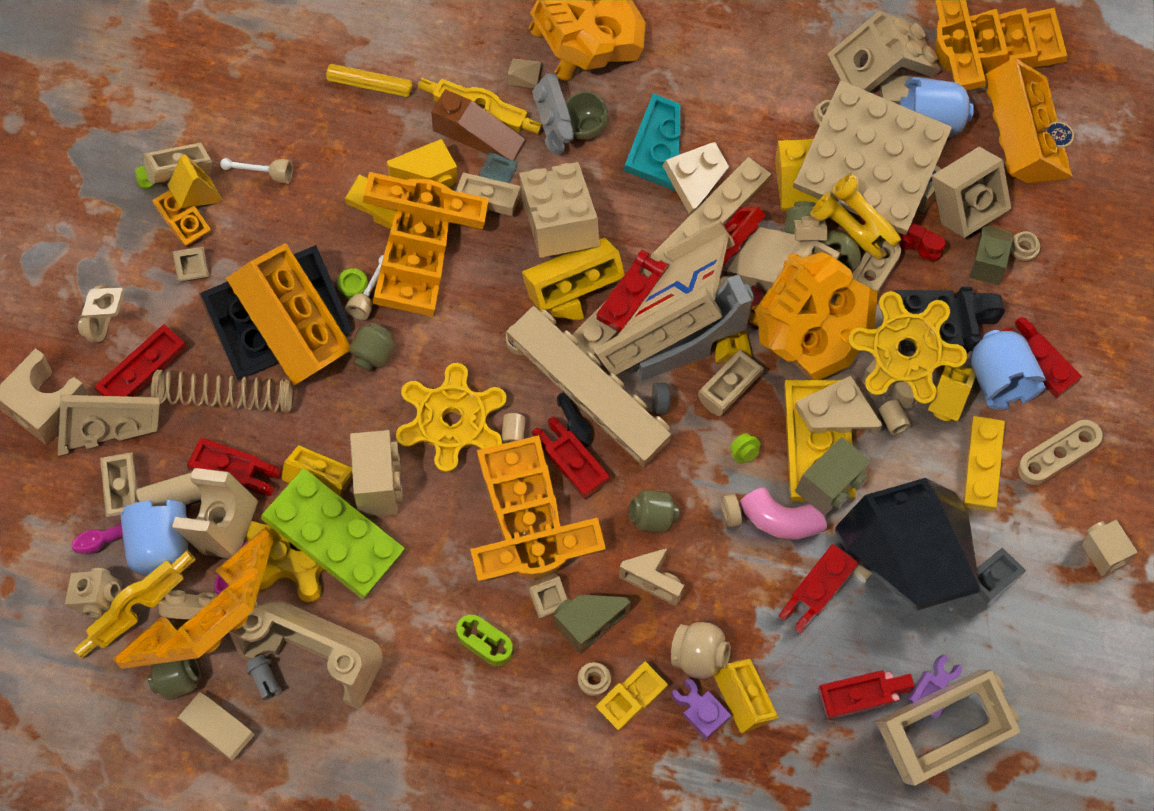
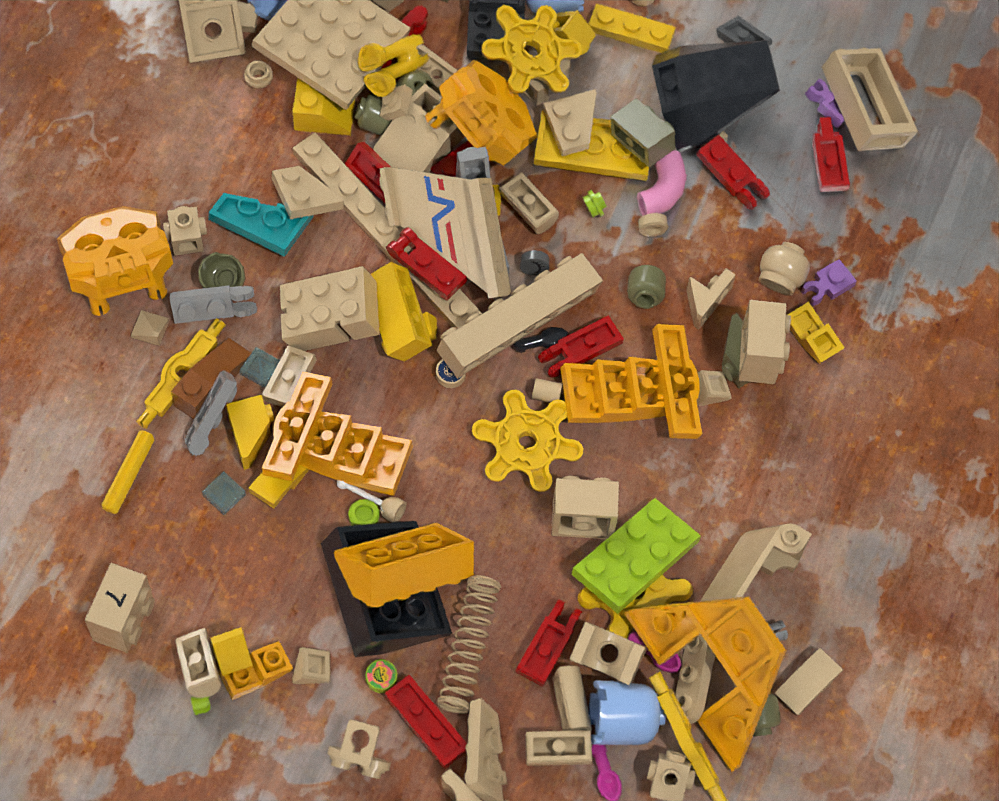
camera: 85 degrees left, 0 degrees up
(186, 323) = (381, 676): none -> tile
(221, 88) = (120, 608): none -> tan brick
(280, 169) = (221, 568): hinge -> none
(328, 471) = (555, 576): yellow slope -> none
(359, 161) = (223, 493): none -> clear light blue tile
(372, 346) = (442, 501): olive head -> none
(427, 126) = (210, 413): none -> light grey hinge
(488, 634) = (744, 439): lime beam -> none
(583, 619) = (763, 342): none -> tan brick
(598, 670) = (801, 356): tan plate -> none
(629, 77) = (185, 230): none -> tan brick
(745, 695) = (824, 246): yellow slope -> none
(894, 417) = (580, 83): tan hinge -> none

